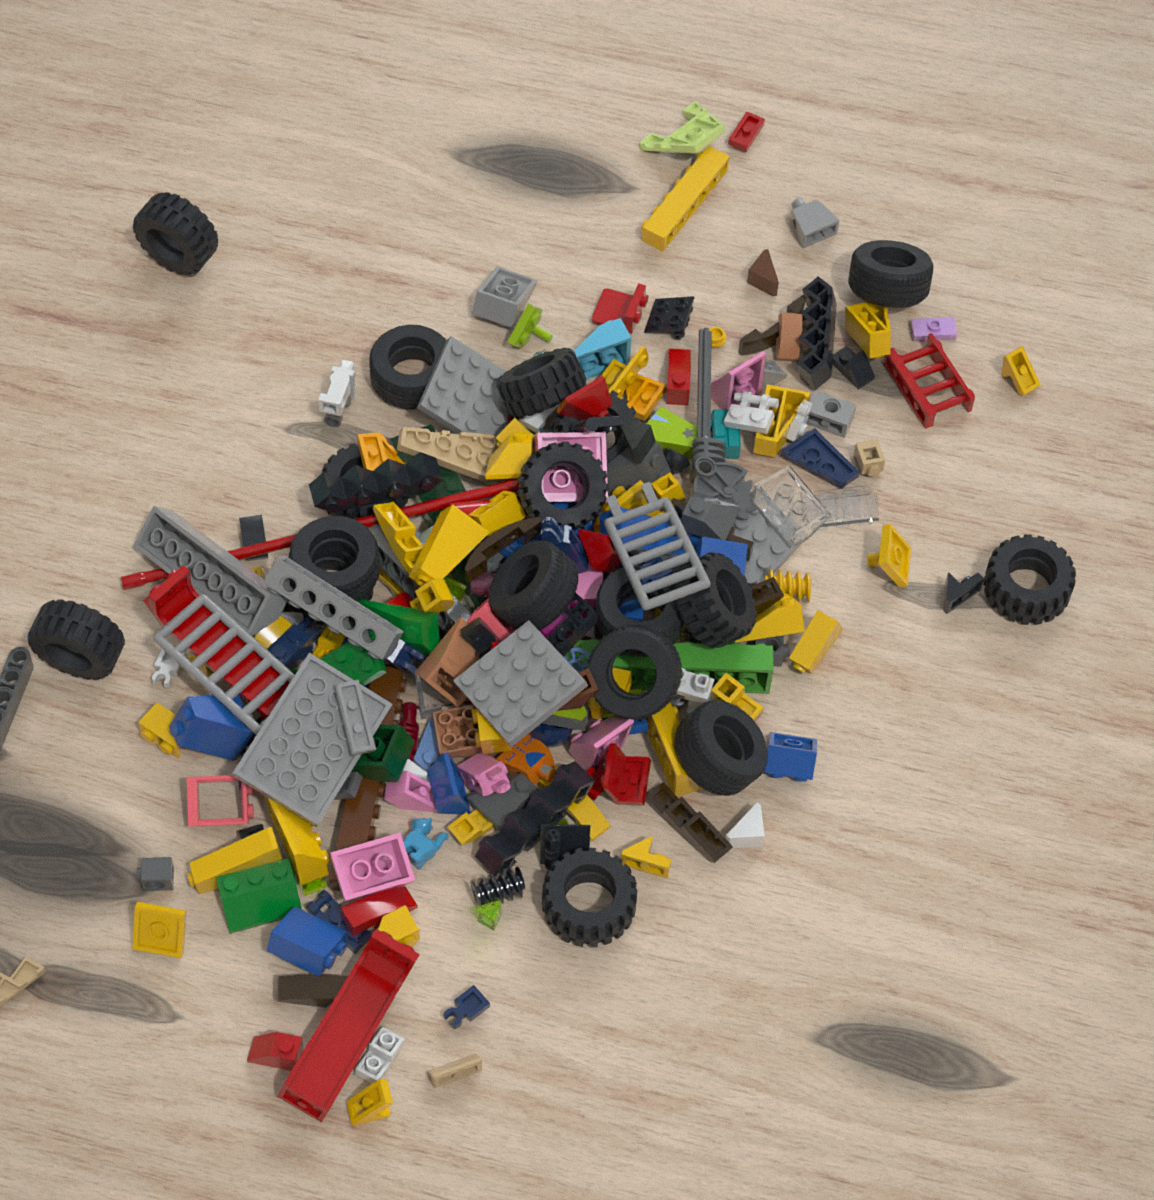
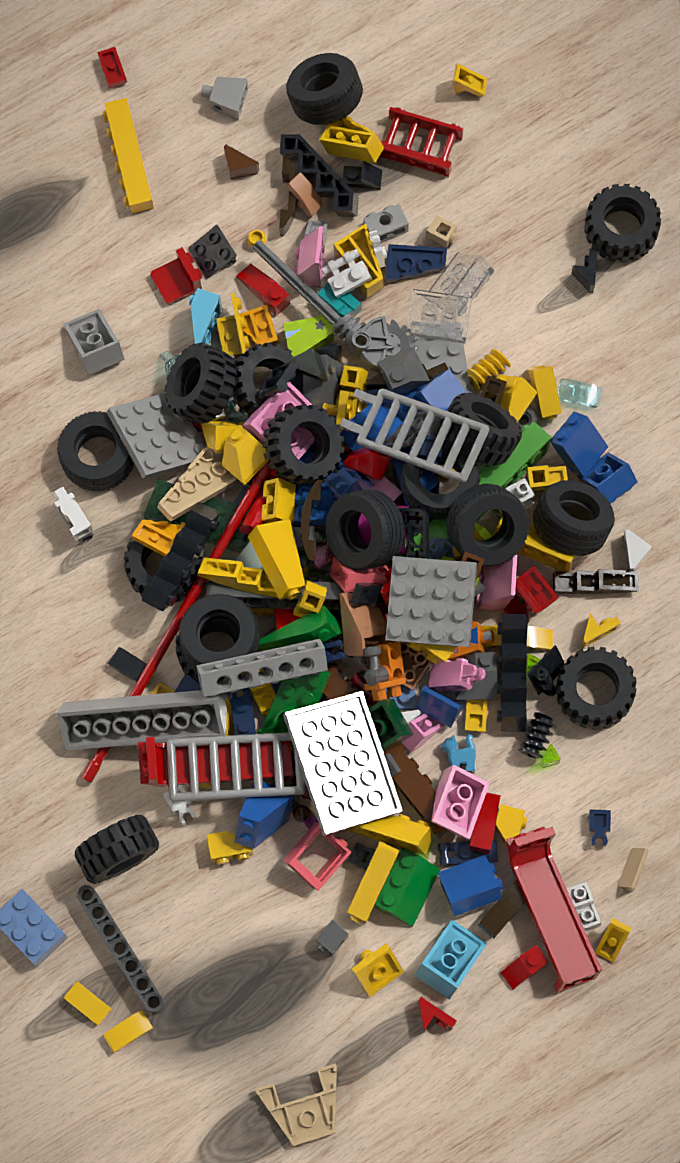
camera: 40 degrees left, 15 degrees up
(159, 1008) = (429, 1012): none -> red slope
(225, 983) = (450, 959): none -> medium azure slope
(354, 717) = (353, 723): light grey tile -> none
(433, 715) = (385, 670): none -> orange hips
(528, 324) = (136, 344): lime plate -> none
(588, 401) = (255, 369): red slope -> none
(691, 136) = (86, 105): yellowish green wing -> none
(794, 701) = (579, 443): none -> blue brick
(845, 672) = (581, 392): none -> clear light blue slope
(893, 556) = (529, 288): yellow tile -> none
(940, 327) = (381, 100): lavender plate -> none

